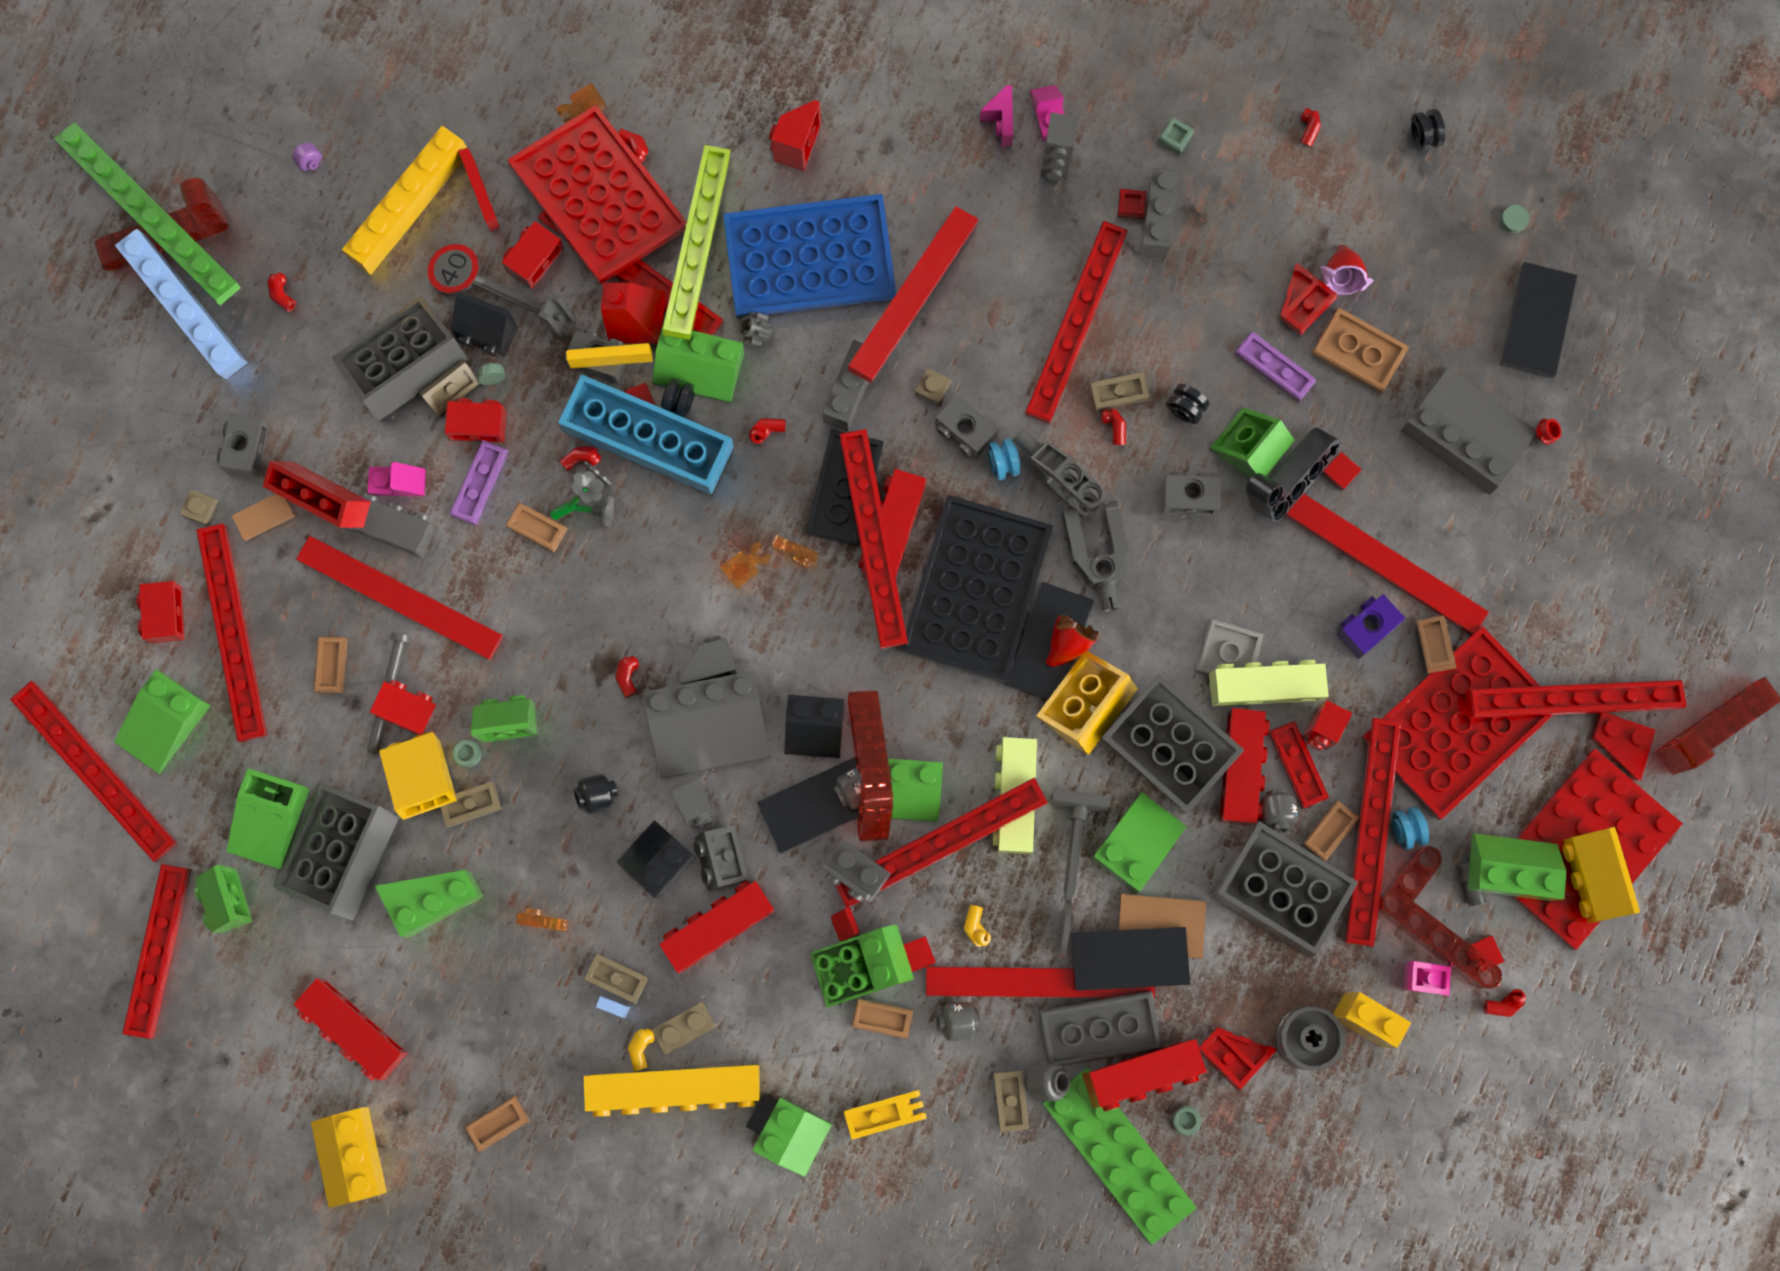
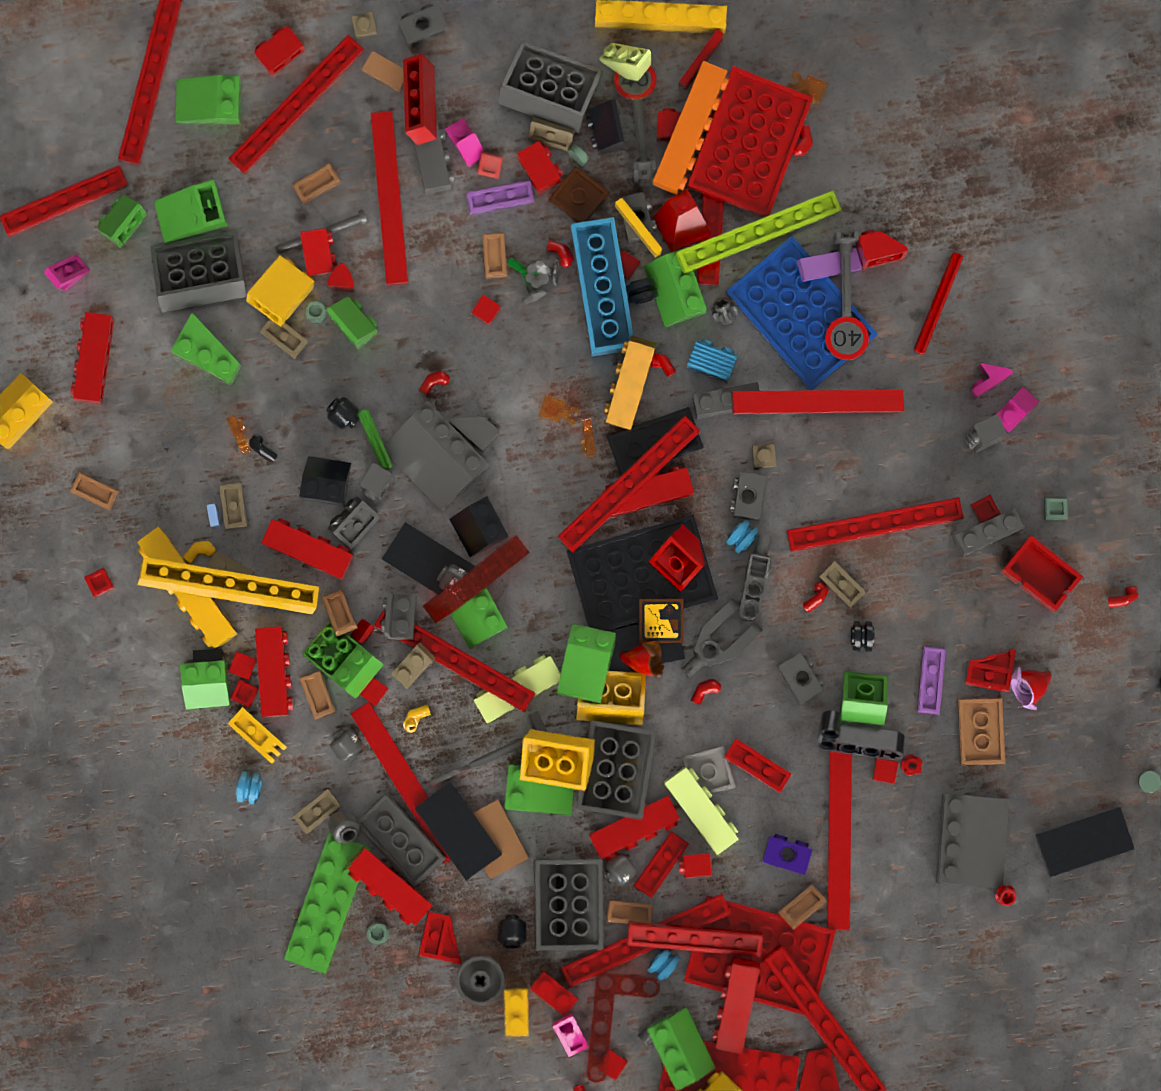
camera: 60 degrees right, 5 degrees up
(236, 997) = (67, 272): none -> dark pink slope
(428, 259) = (627, 60): none -> yellowish green slope
(438, 470) = (490, 165): none -> tile
(451, 702) = (341, 279): none -> red tile
(533, 401) = (579, 195): none -> reddish brown tile
(542, 238) = (690, 127): none -> orange brick
(565, 909) = (256, 444): none -> black arm
(587, 572) = (486, 309): none -> red tile
(601, 1184) = (99, 582): none -> red tile
(645, 777) = (374, 439): none -> bright green axle
(699, 1040) = (228, 585): none -> yellow brick
(767, 467) = (631, 382): none -> brick
(778, 195) = (826, 265): none -> medium lavender tile
(797, 1081) = (242, 665): none -> red tile
(799, 374) = (712, 360): none -> dark azure brick
(809, 936) = (339, 612): none -> medium nougat tile
(826, 1052) = (273, 672): none -> red brick
(829, 1099) = (244, 693): none -> red tile
(863, 224) = (846, 336): none -> dark grey piece
(890, 117) = (938, 303): none -> red axle
(919, 892) = (413, 665): none -> dark tan plate
(937, 1161) = (248, 787): none -> dark azure wheel
(987, 535) = (679, 558): none -> red slope
(1037, 702) = (586, 663): none -> bright green slope
(1039, 597) = (661, 620): none -> tile
(1123, 799) = (557, 759): none -> yellow slope
(1138, 601) = (704, 688): none -> red arm
(1237, 186) = (1041, 574): none -> red piece
(1256, 596) = (757, 765): none -> red plate
(1275, 970) = (511, 932): none -> black head
(1347, 445) = (905, 765): none -> red plate
(1371, 967) = (554, 993): none -> red brick
(1404, 778) = (694, 939): none -> red tile
(1504, 778) = (737, 1005): none -> red brick

